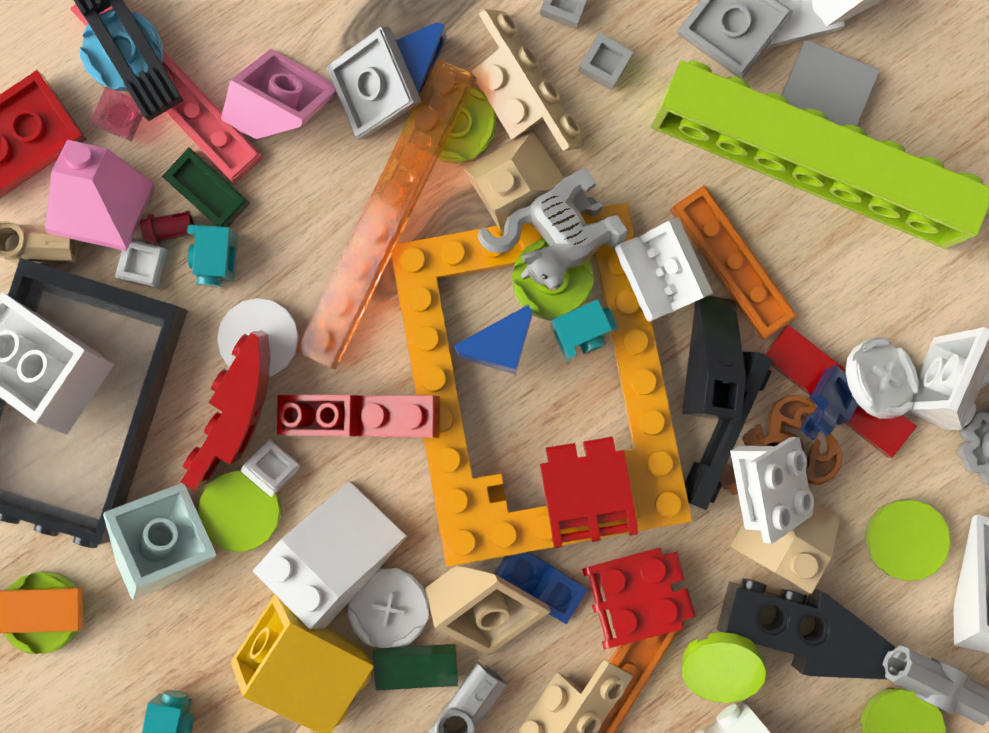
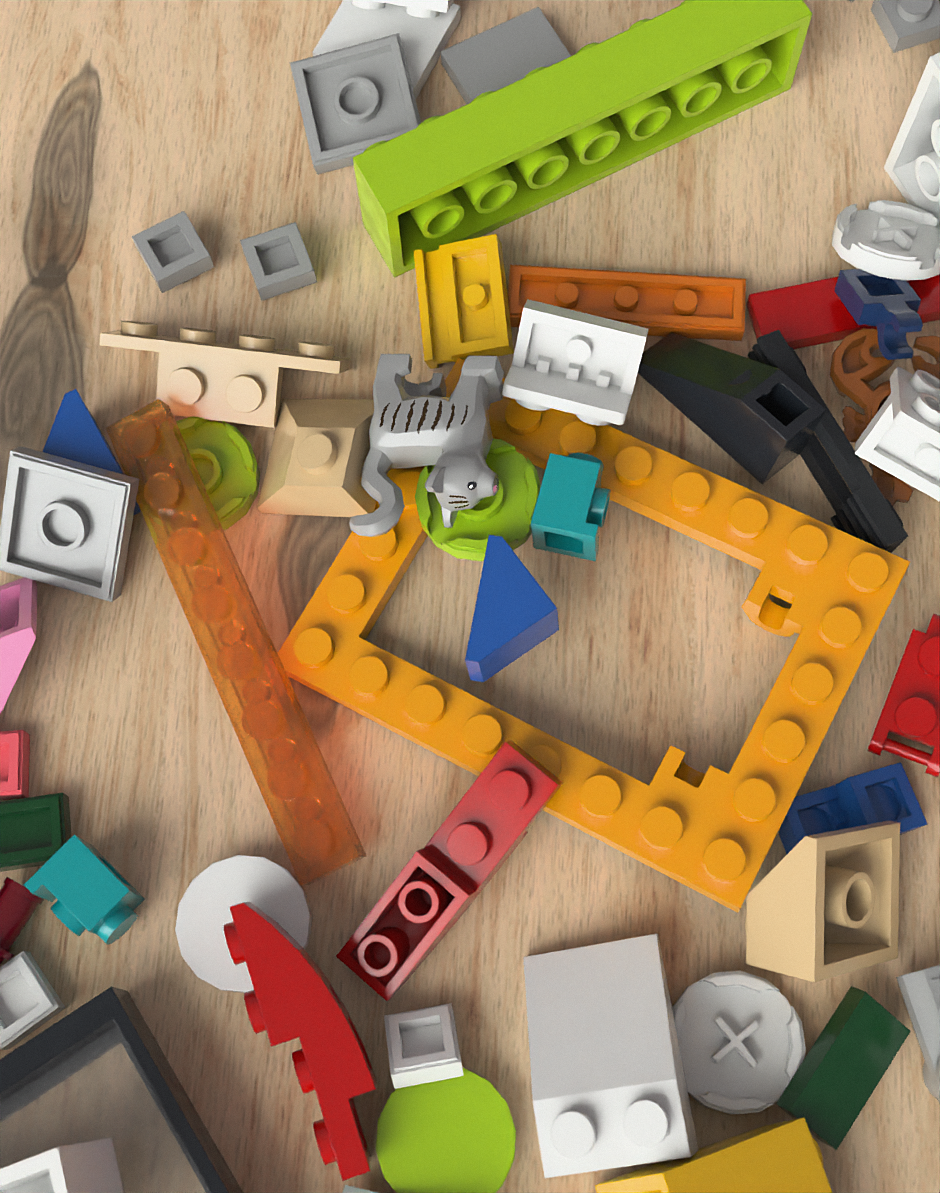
camera: 45 degrees left, 15 degrees down
(587, 491) = (779, 647): red plate -> none
(661, 178) = (463, 301): none -> yellow plate

